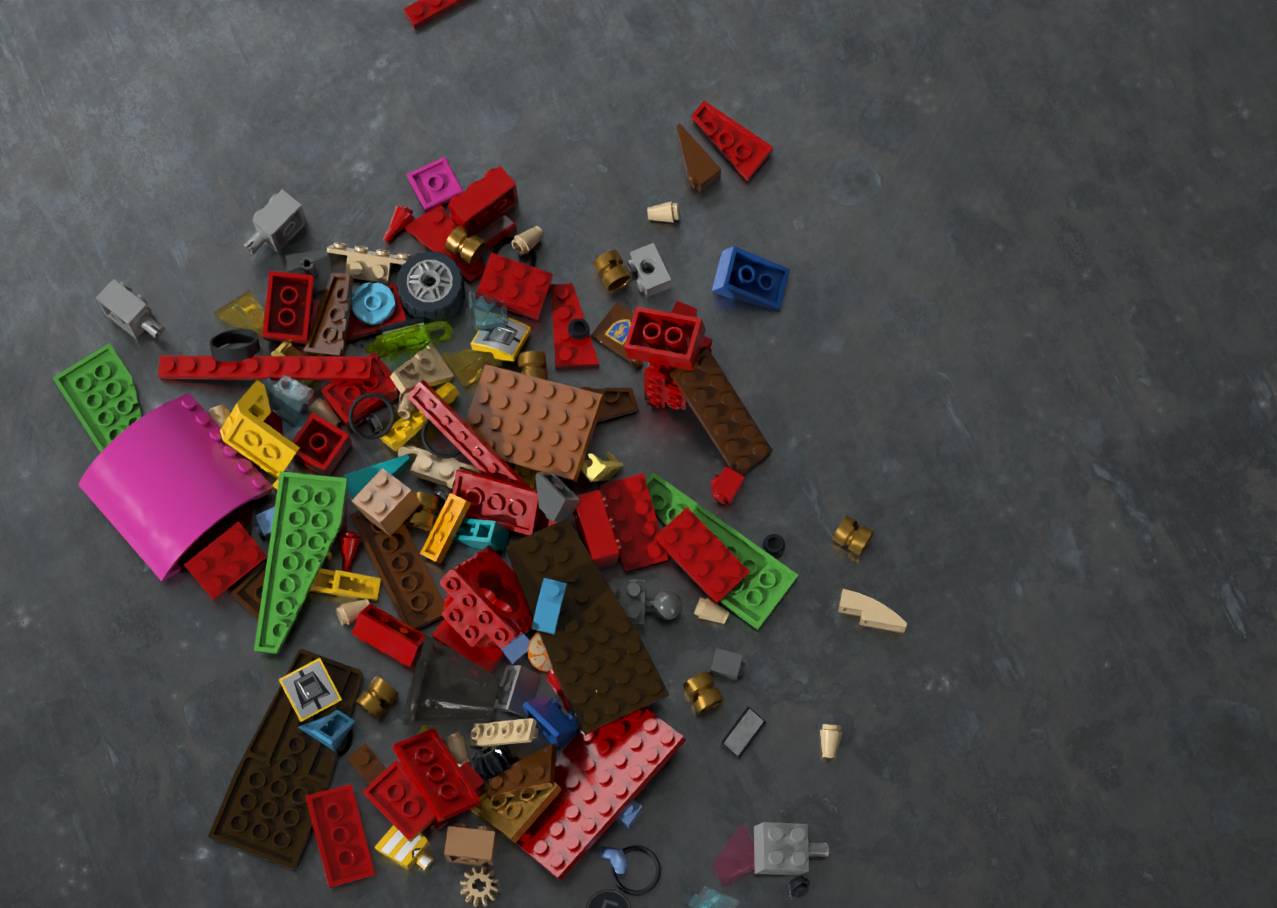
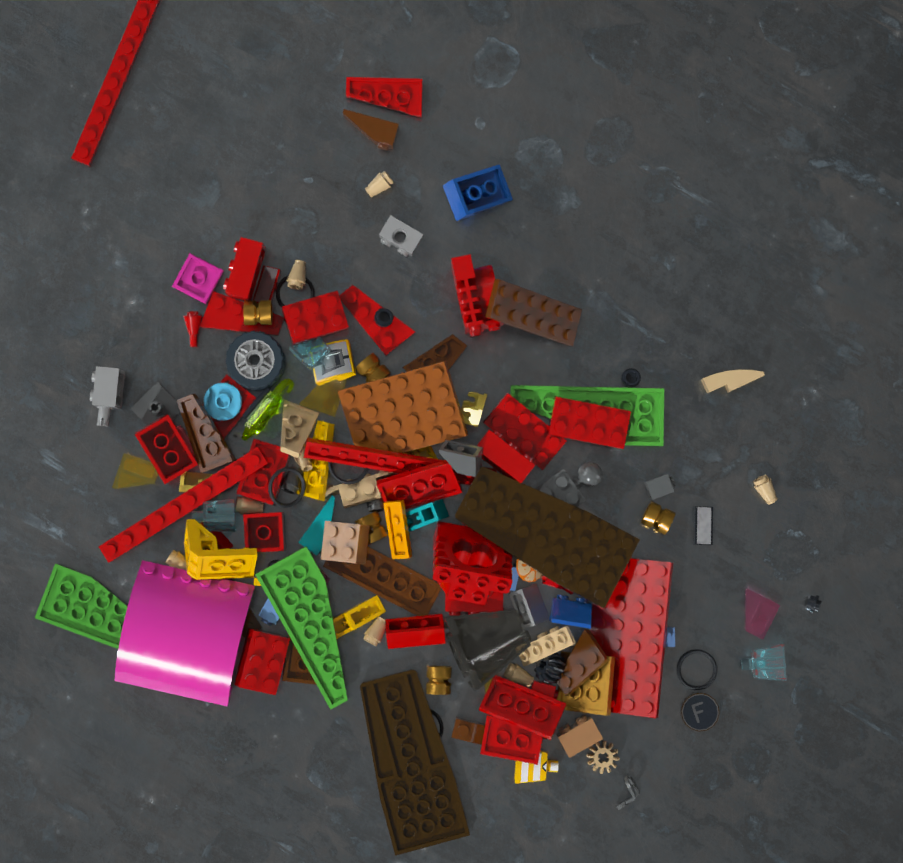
camera: 35 degrees left, 15 degrees up
(128, 310) = (52, 532): light grey brick -> none
(236, 354) = (157, 512): black tyre -> none
(310, 689) = (390, 708): slope -> none
(329, 729) = (422, 726): dark azure slope -> none
(340, 835) = (484, 791): red plate -> none
(348, 544) = (338, 588): red cone -> none
(368, 264) = (196, 372): tan bracket -> none
(549, 606) = (518, 540): dark azure slope -> none
(613, 272) = (381, 254): pearl gold wheel -> none
(614, 331) = (414, 295): reddish brown flag -> none
(616, 856) = (680, 672): medium blue arm -> none
(664, 338) = (467, 296): red brick -> none
(709, 610) = (621, 456): tan cone -> none
(726, 485) = (569, 359): red brick -> none
(784, 848) = (788, 587): light grey brick -> none
(853, 535) = (682, 333): pearl gold wheel -> none

